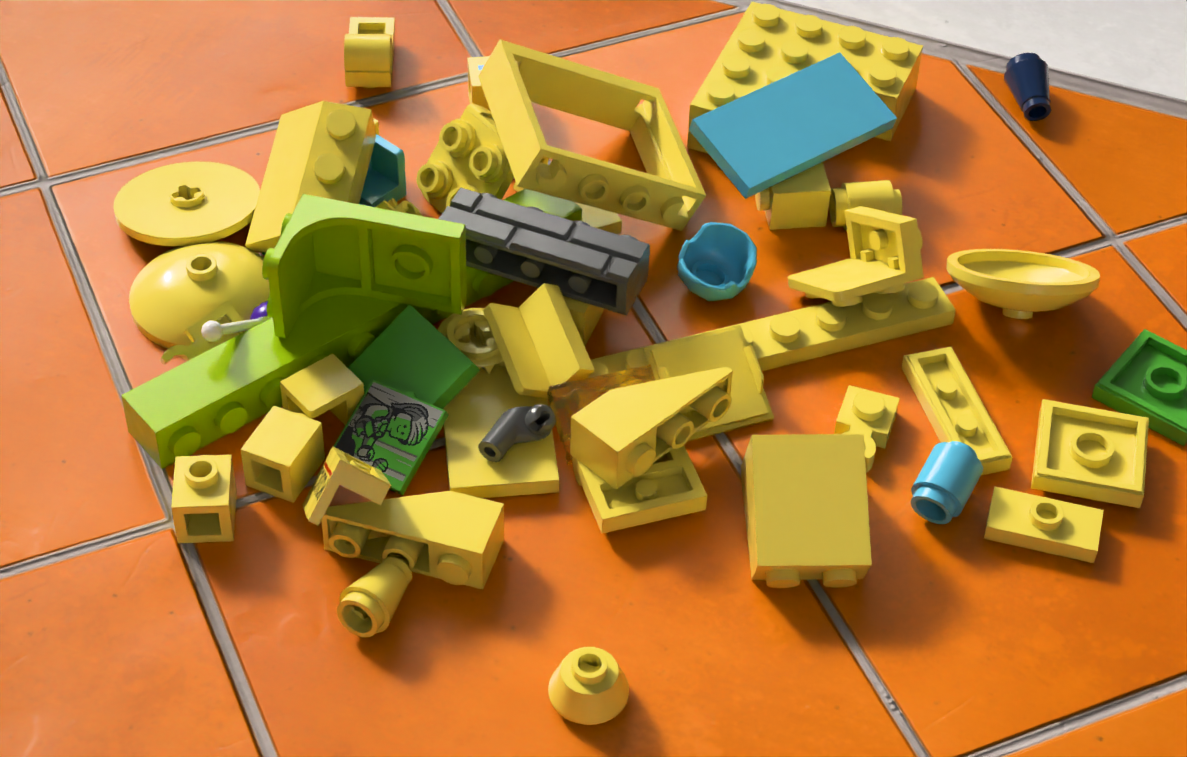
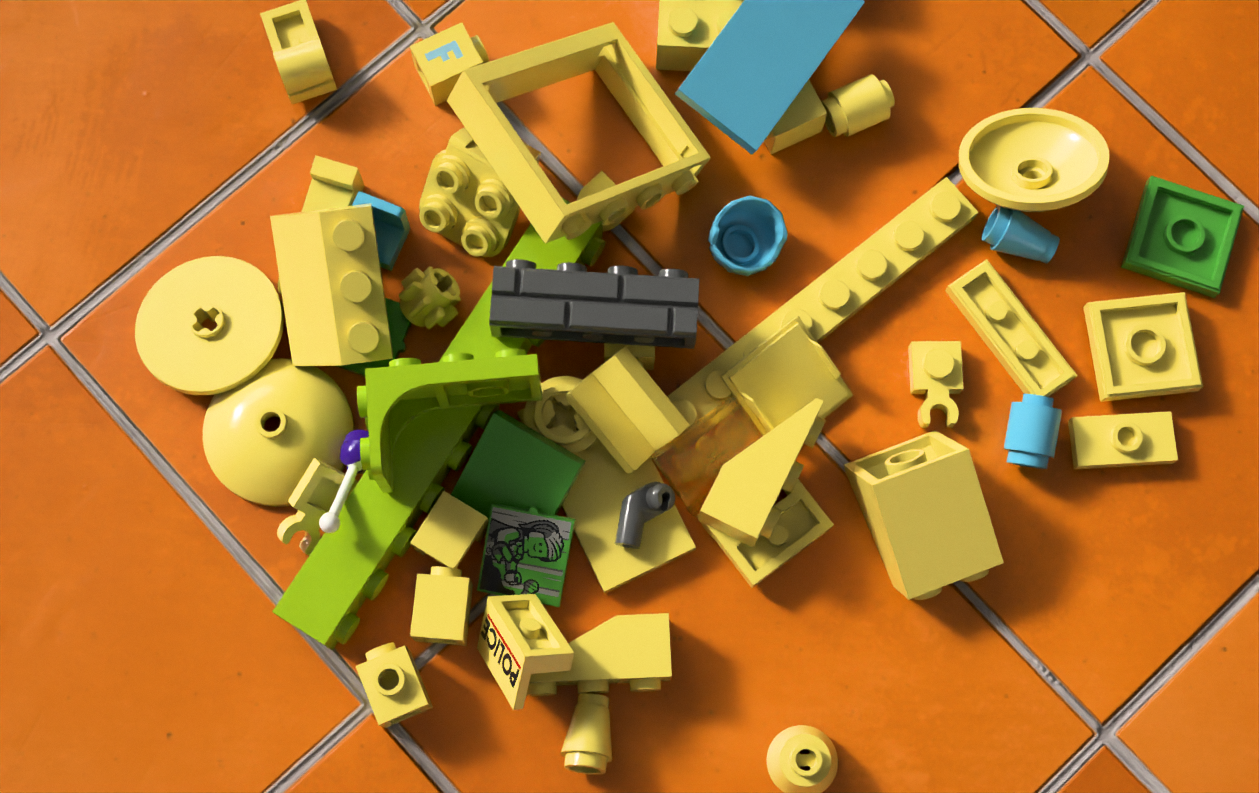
camera: 20 degrees left, 30 degrees up
(882, 258) = (886, 201): light yellow bracket -> none
(990, 335) = (1019, 235): none -> medium azure cone

